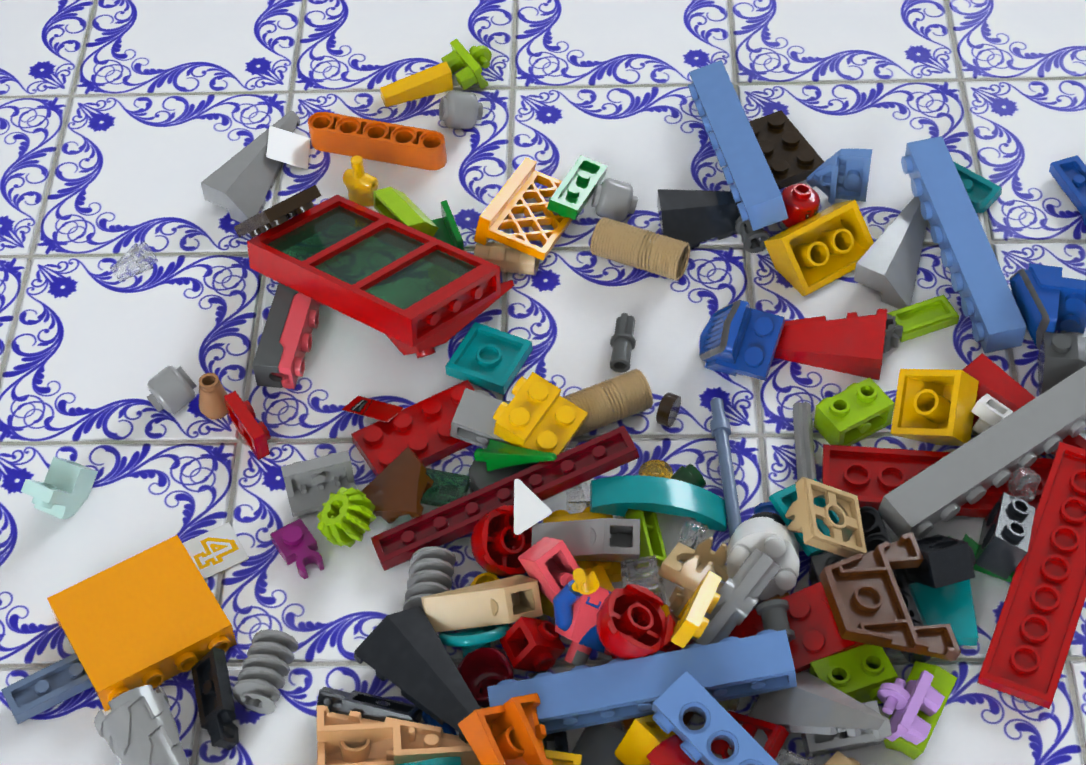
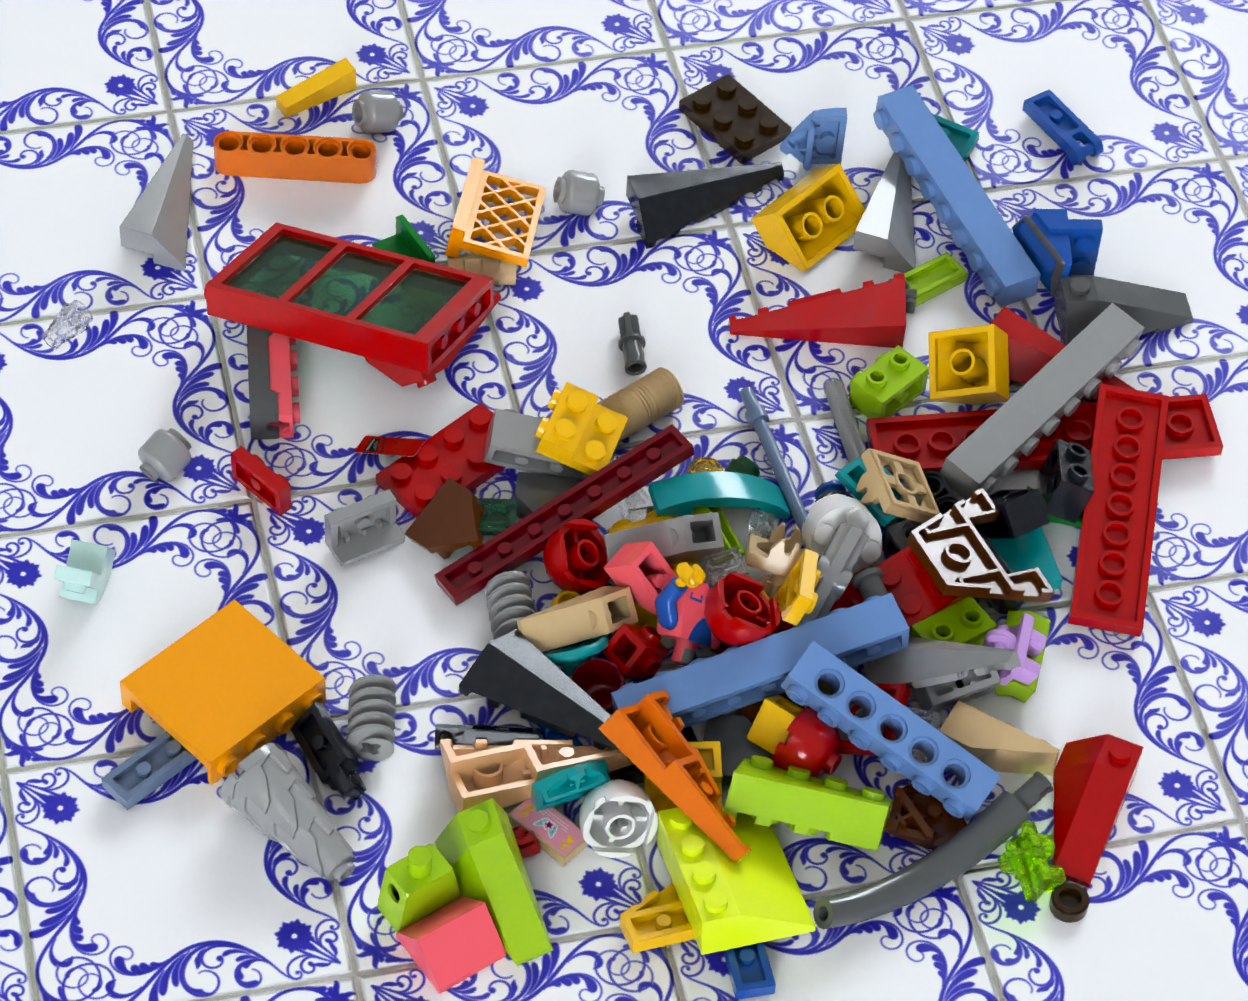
camera: 20 degrees left, 0 degrees up
(212, 397) = (214, 456): medium nougat cone -> none
(216, 550) = (274, 609): white sticker -> none
(278, 213) = (220, 250): dark brown plate -> none
(288, 147) = (195, 176): white sticker -> none
(297, 544) = (356, 593): magenta plate -> none
(346, 517) = (403, 557): lime gear -> none
(360, 184) = (293, 207): yellow piece -> none
(399, 207) = (343, 226): lime piece -> none
(471, 62) = (372, 54): lime hips -> none
(489, 358) = (496, 377): teal plate -> none
(502, 455) = (551, 472): green piece -> none
(527, 508) = (596, 519): white sticker -> none
(577, 187) = (537, 184): plate -> none
(633, 248) = (617, 239): tan piece -> none
(668, 409) = (700, 405): dark brown tile -> none
(736, 147) = (697, 117): medium blue brick -> none
(741, 340) = (756, 325): blue piece -> none
(751, 238) = (734, 210): dark grey bush -> none
(800, 203) = (776, 175): red head -> none
(989, 413) = (1026, 366): white tile -> none
(1024, 484) = (1073, 428): clear piece -> none

